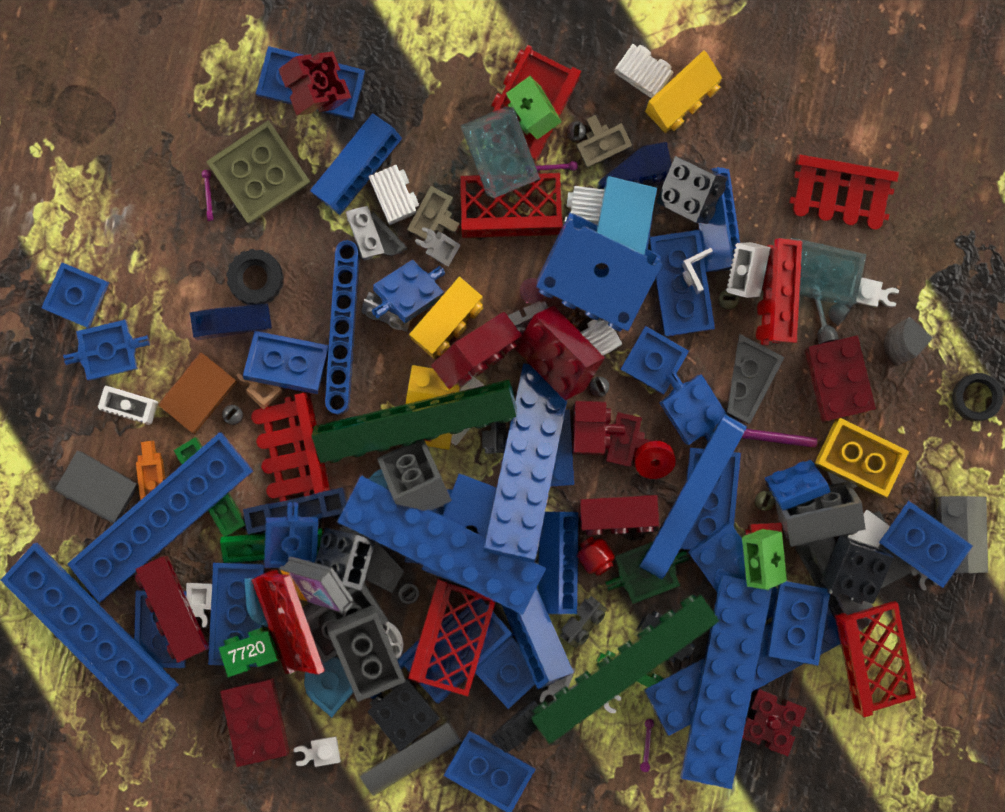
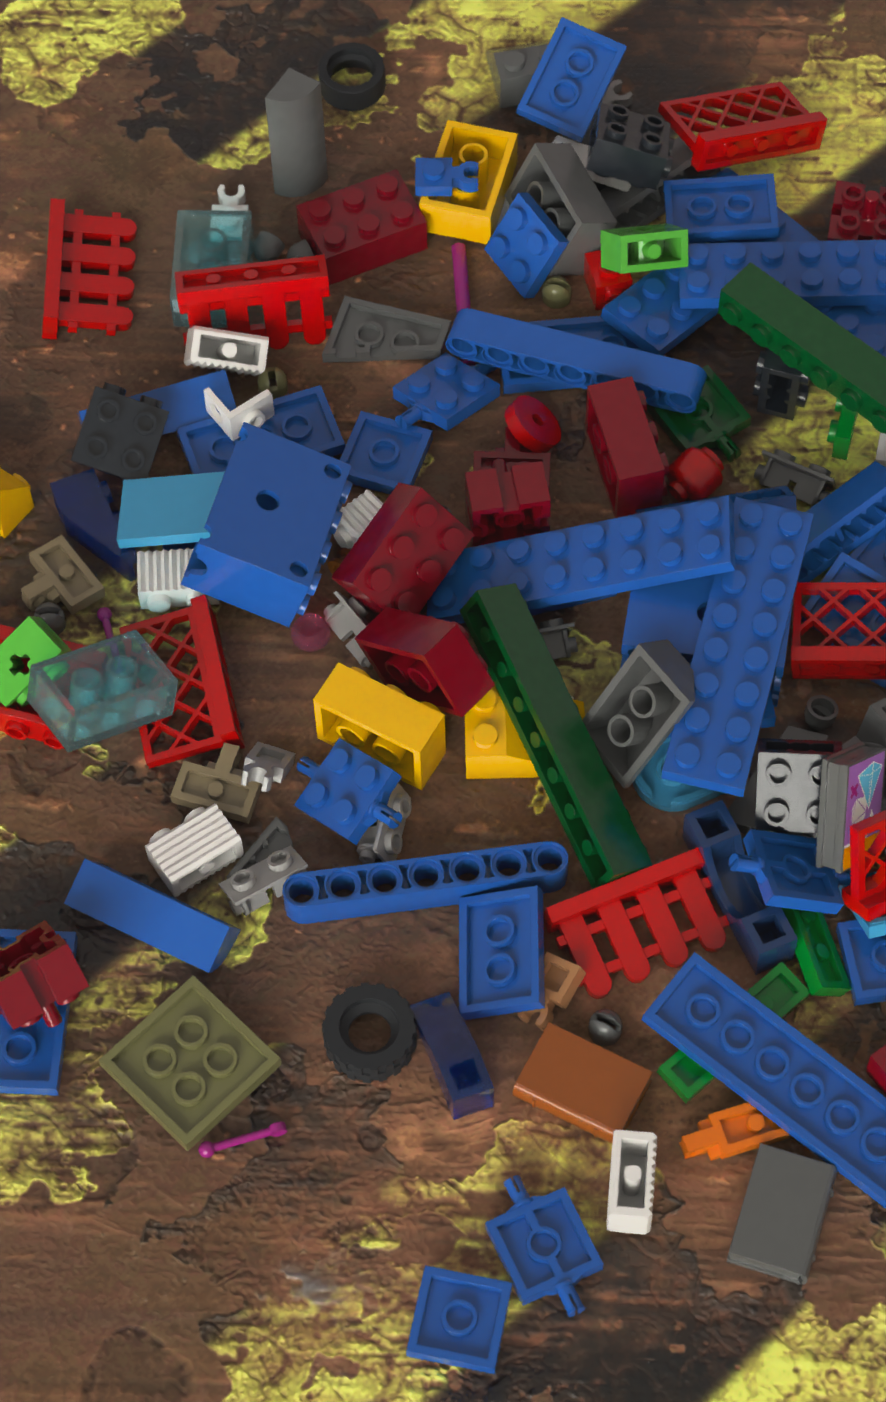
camera: 100 degrees left, 25 degrees down
(856, 433) = (439, 176): none -> blue plate

